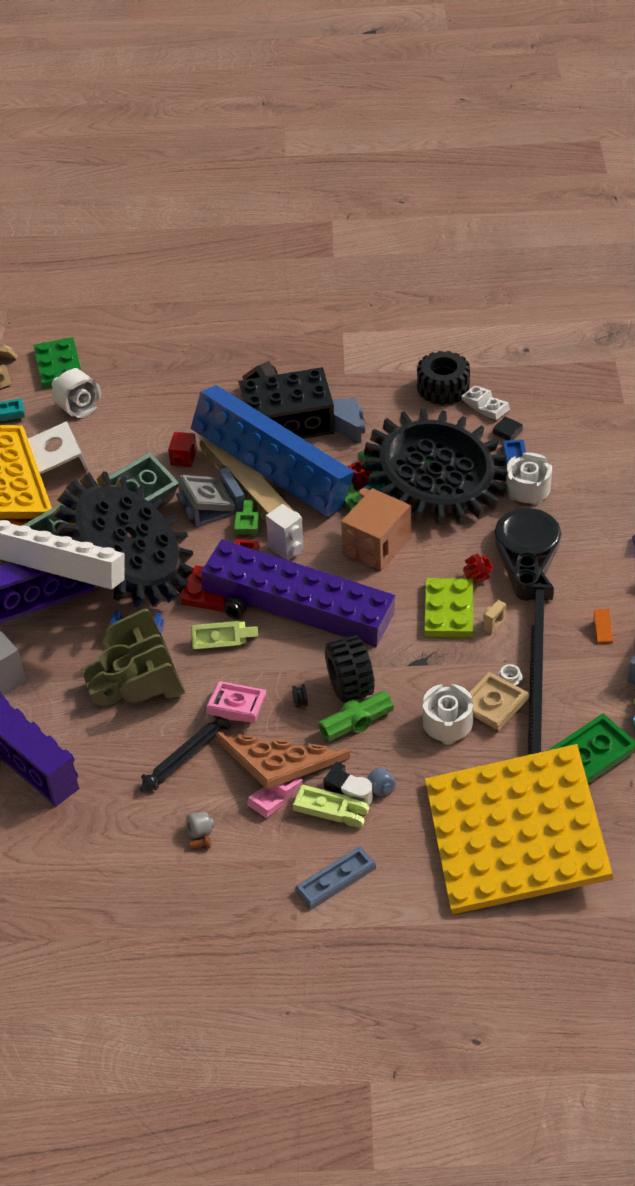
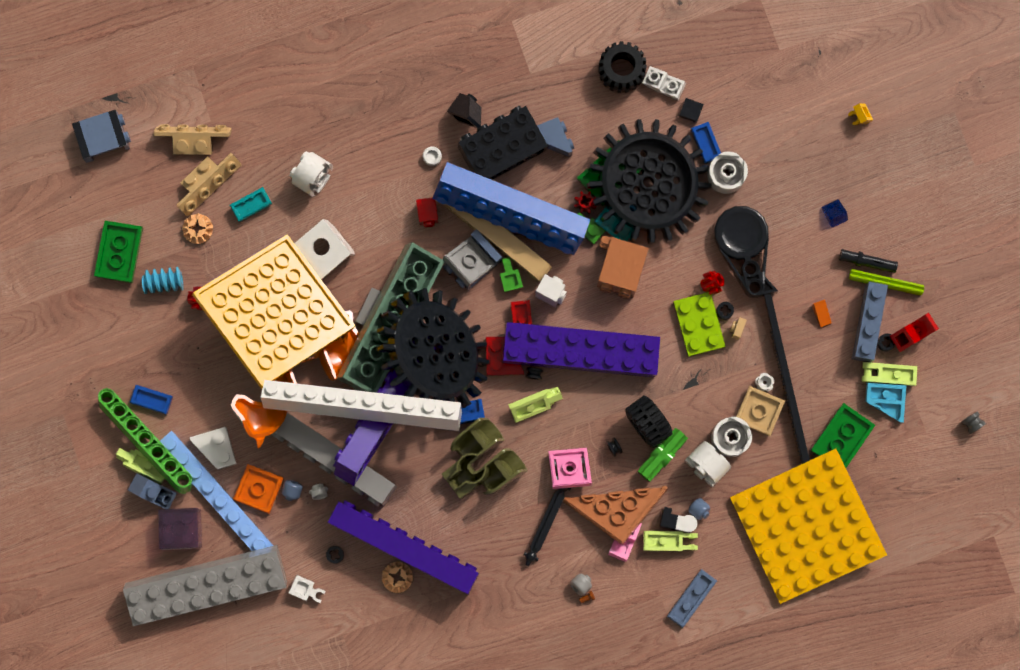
camera: 20 degrees left, 35 degrees up
(55, 358) = (272, 128): green plate -> none
(408, 729) = (708, 463): none -> white brick
(484, 595) = (729, 307): none -> black bush

